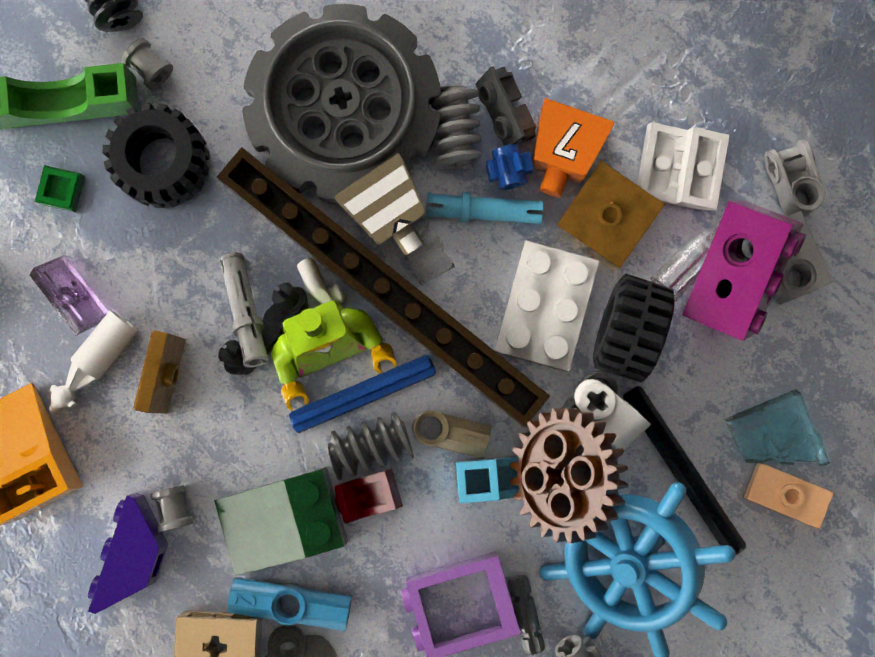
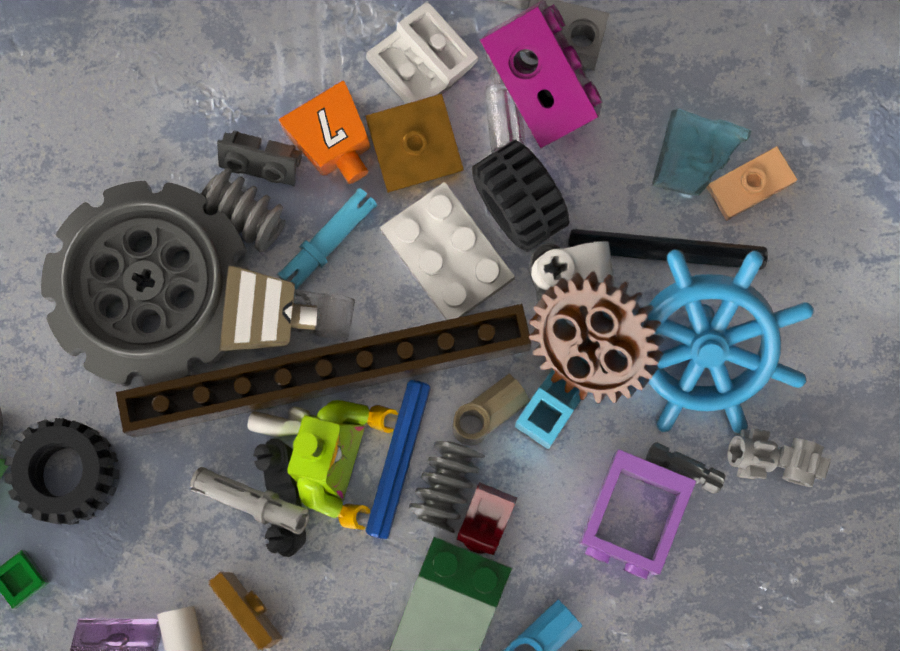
camera: 50 degrees left, 5 degrees down
(509, 167) = (310, 192): blue gear -> none

